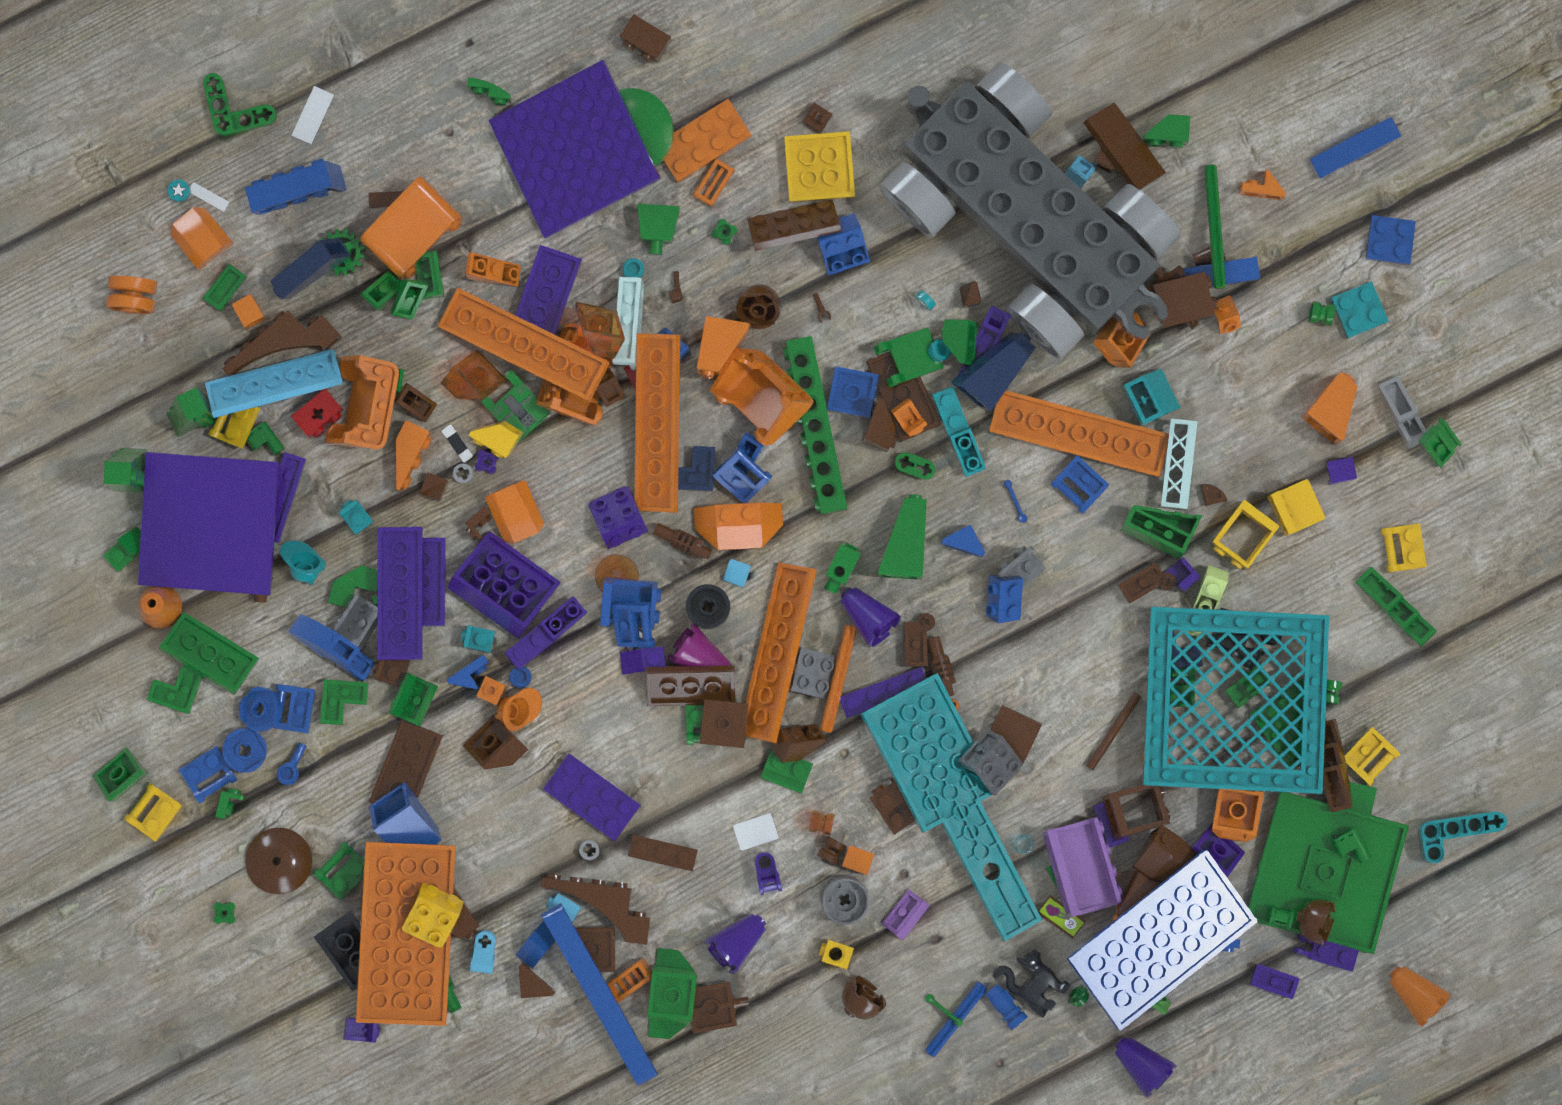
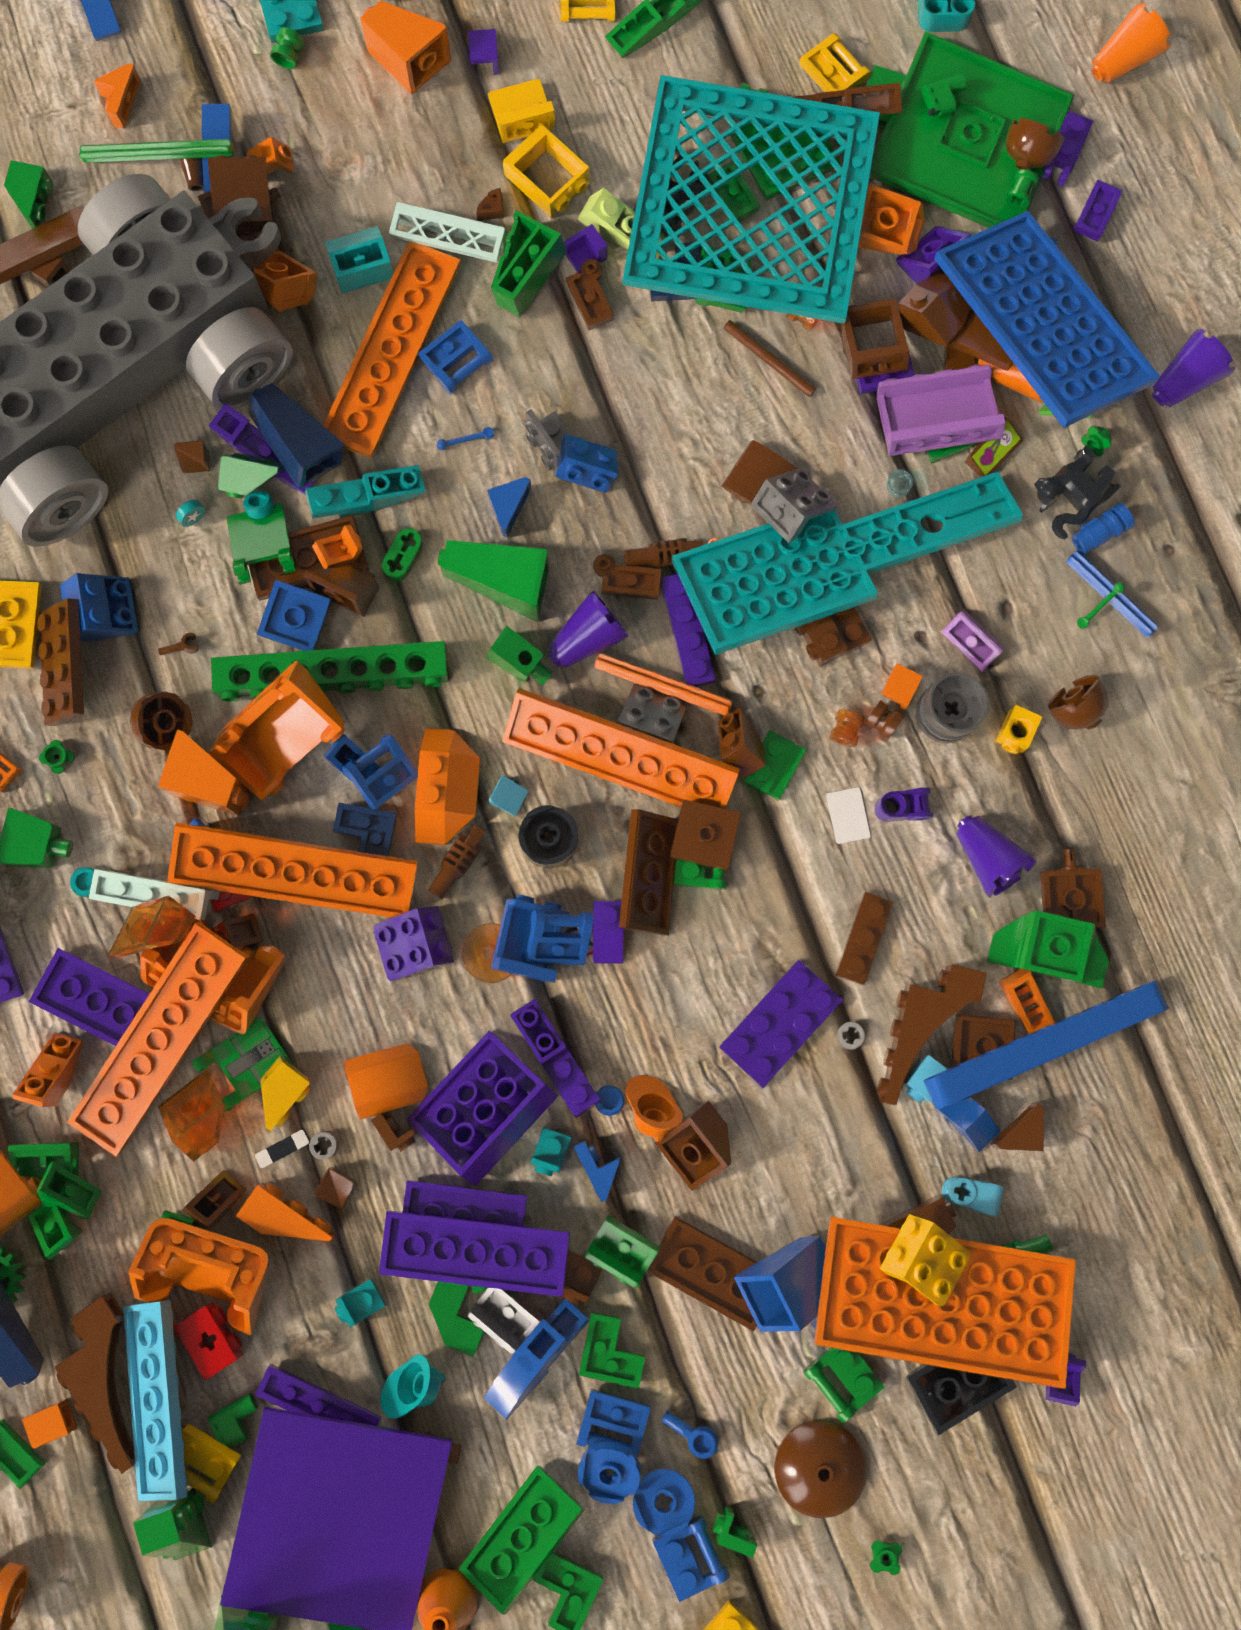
camera: 85 degrees left, 5 degrees down
(490, 467) = (315, 1119): dark purple plate -> none
(491, 691) = (623, 1141): orange brick -> none
(676, 295) = (129, 829): reddish brown hand -> none
(696, 649) = (603, 860): magenta cone -> none

